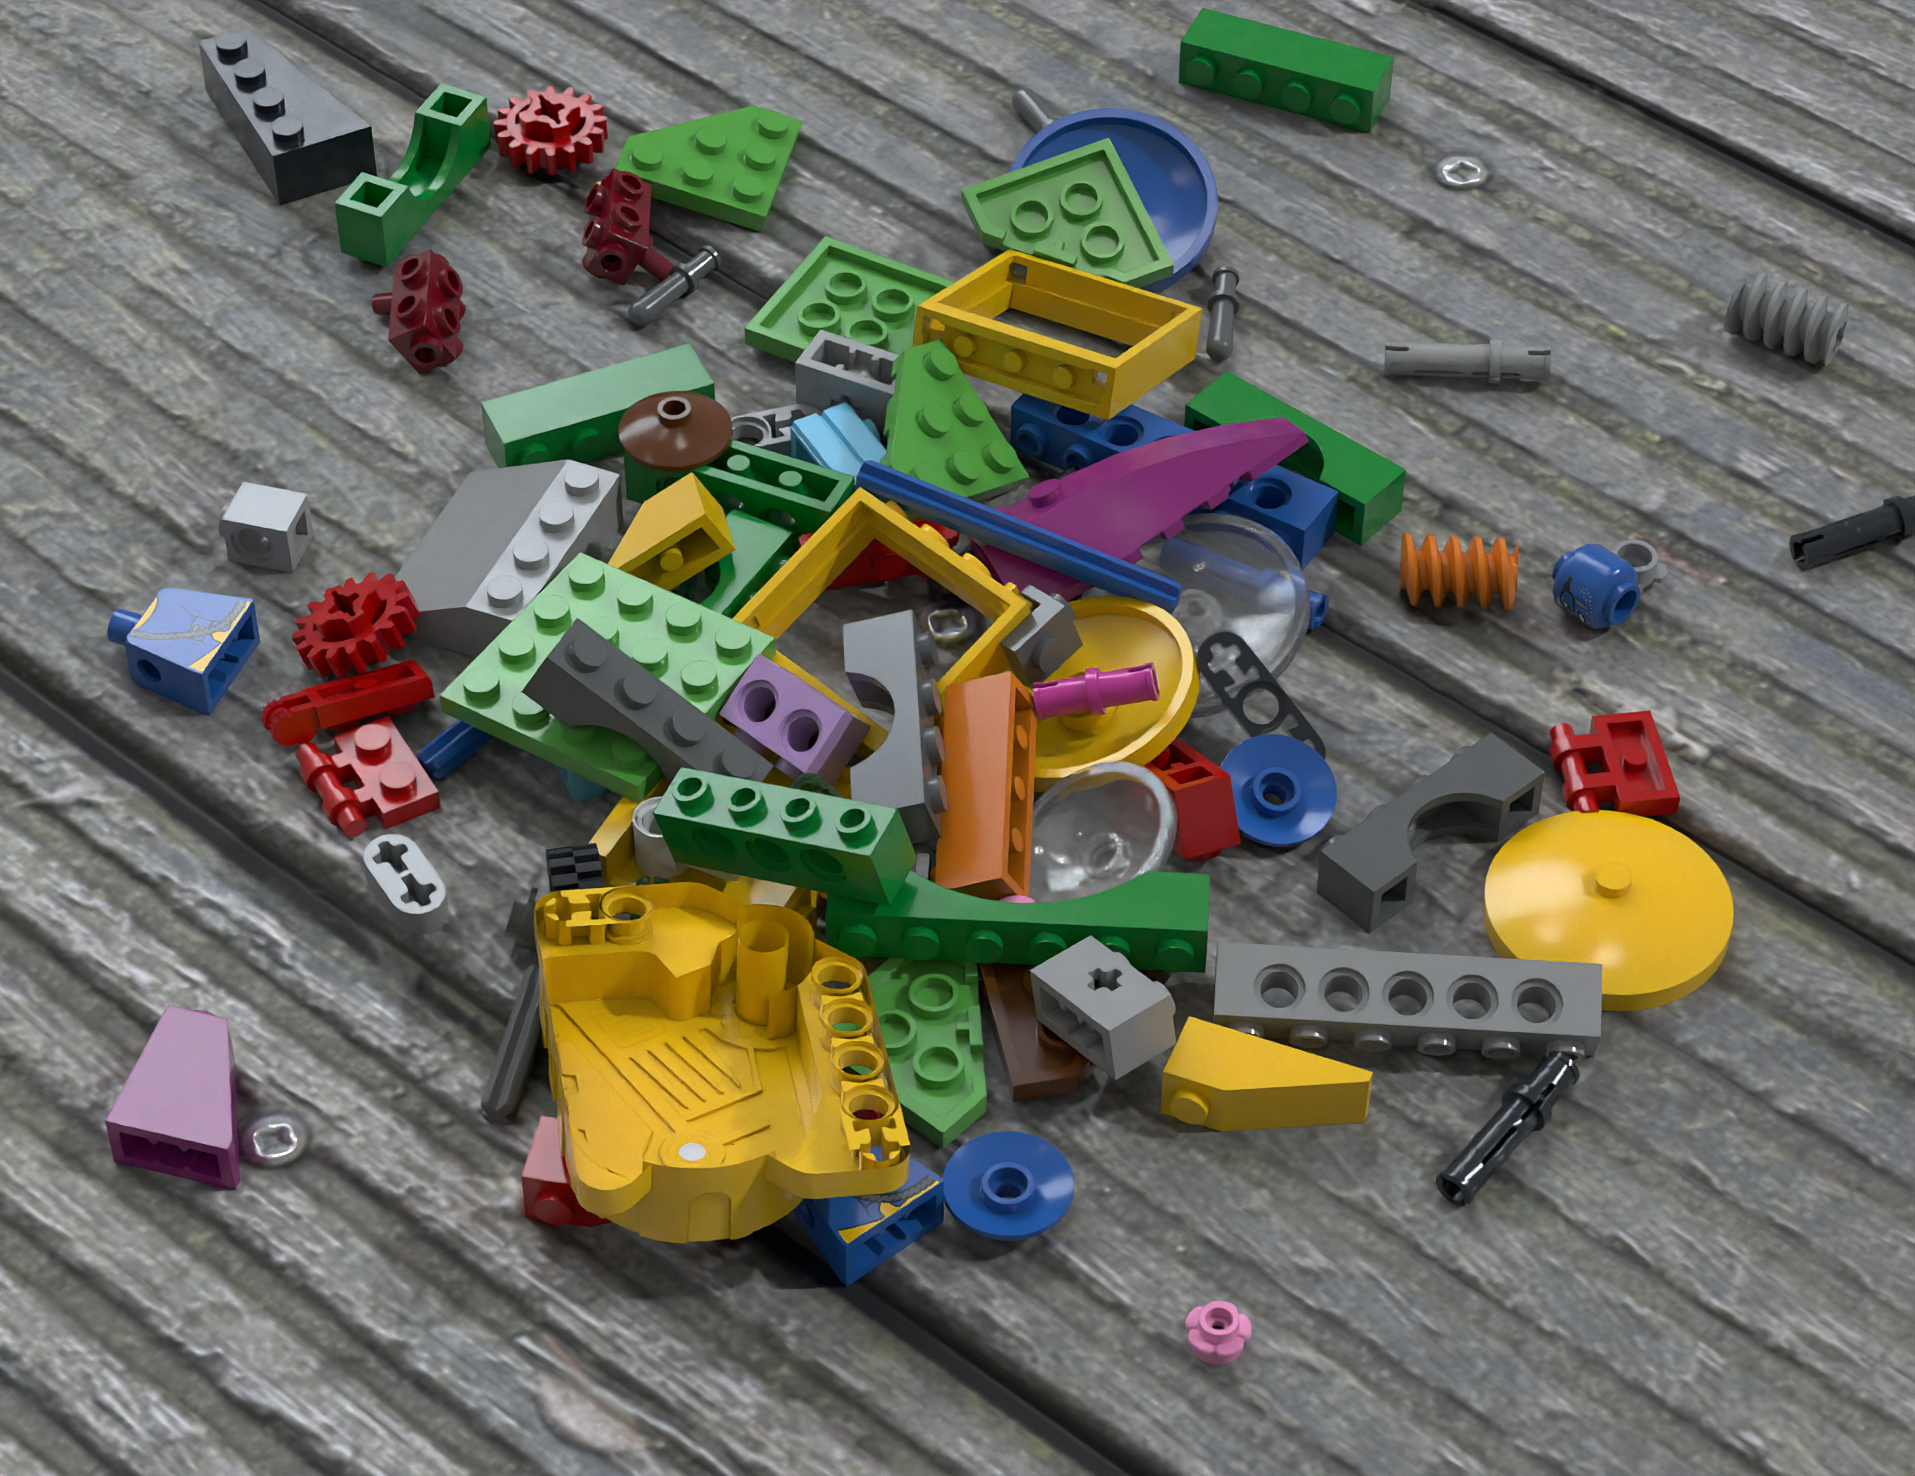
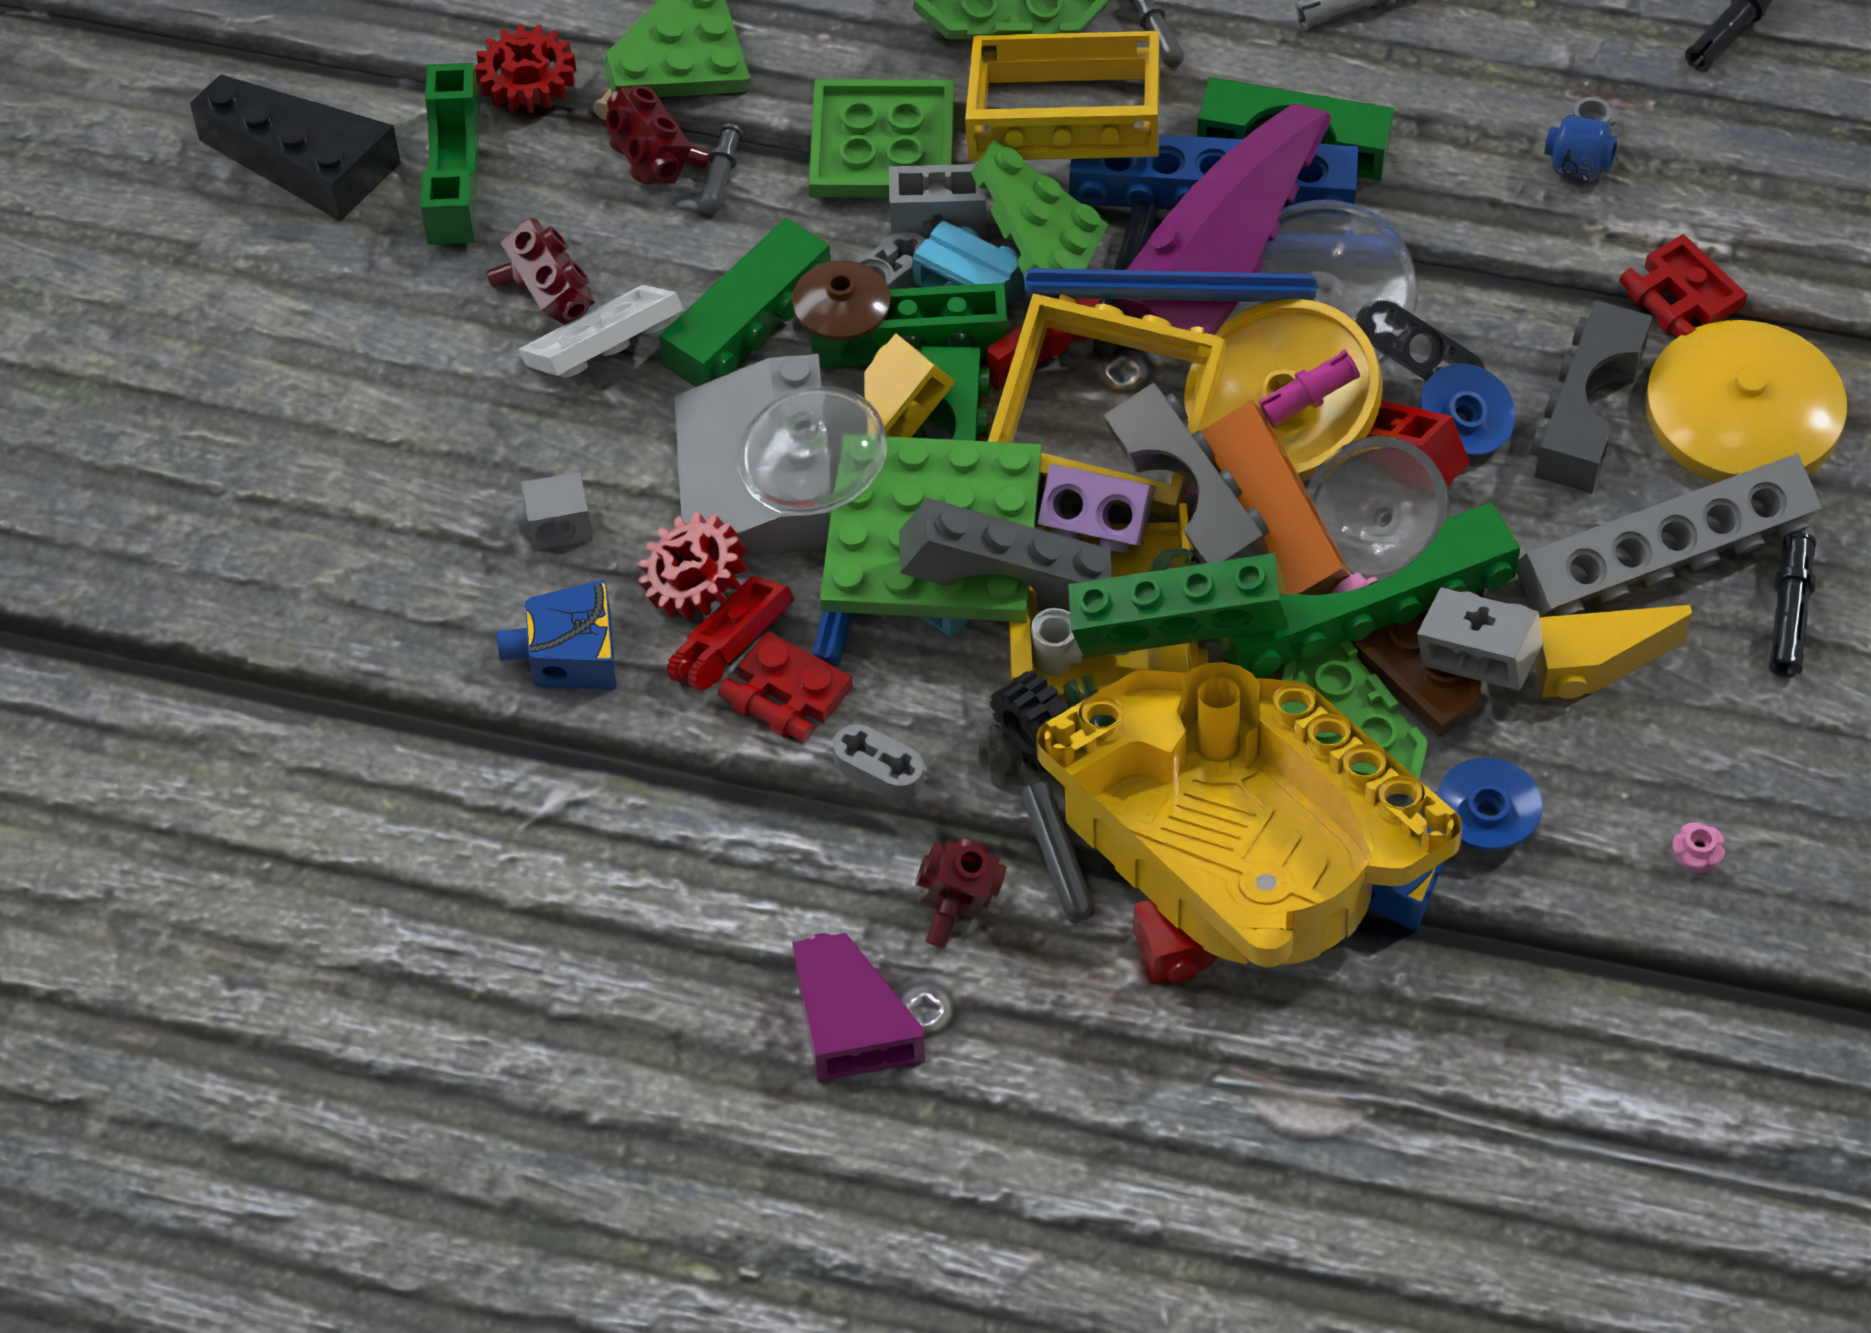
camera: 25 degrees left, 10 degrees up
(374, 1019) = (957, 883): none -> dark red brick
(431, 383) = (602, 331): none -> white plate
(534, 552) = (813, 467): none -> clear dish
(1042, 639) = (1241, 360): dark grey bracket -> none
(1458, 571) = (1476, 173): orange piece -> none

